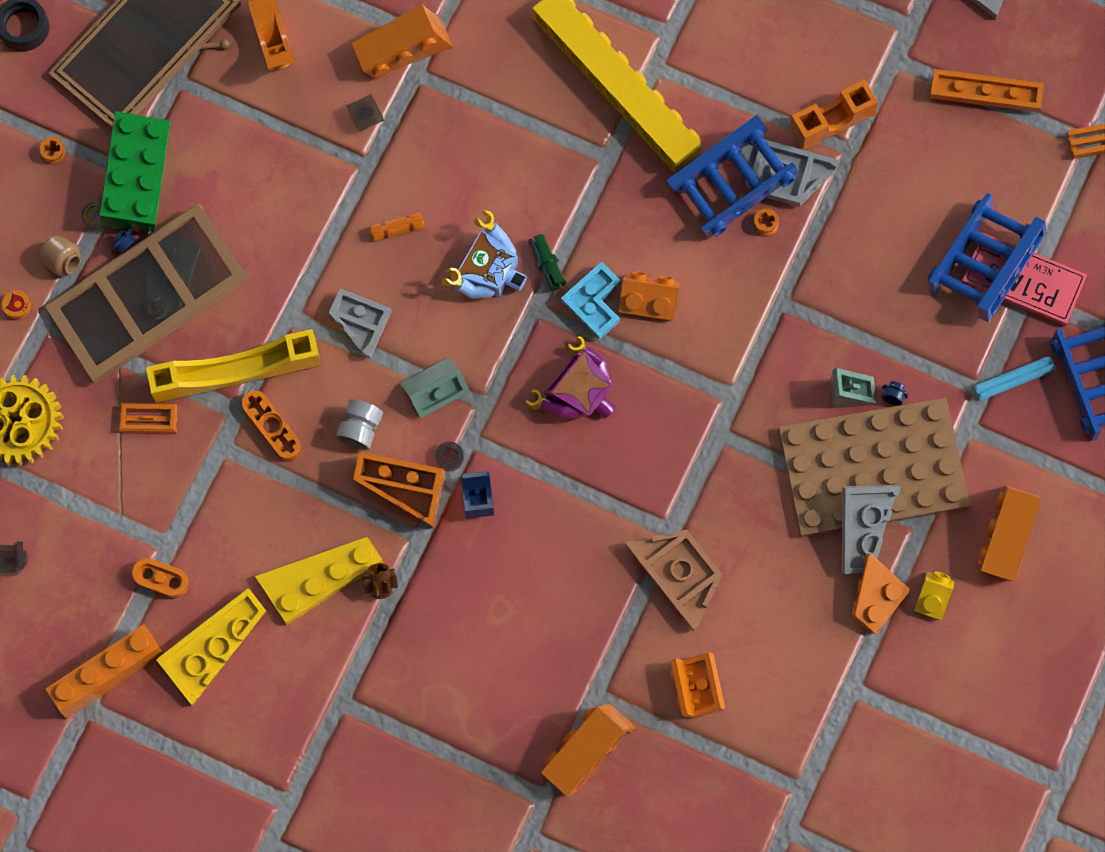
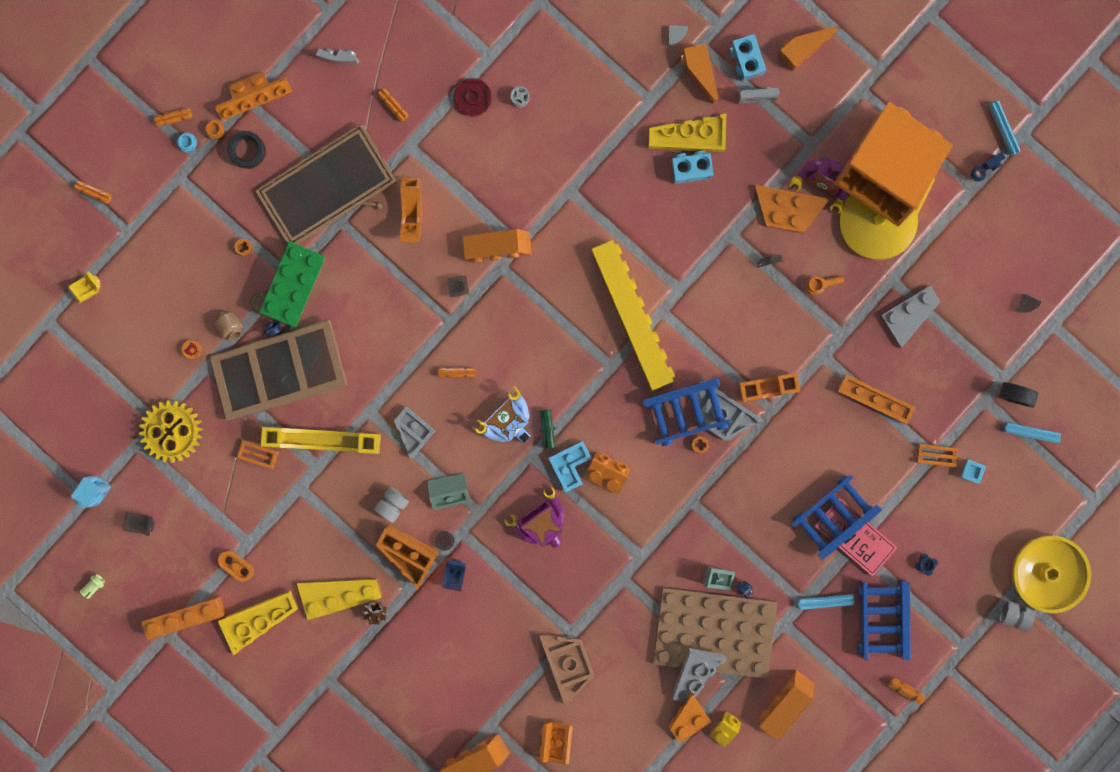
camera: 10 degrees right, 15 degrees up
(277, 446) = (335, 500): orange beam -> none

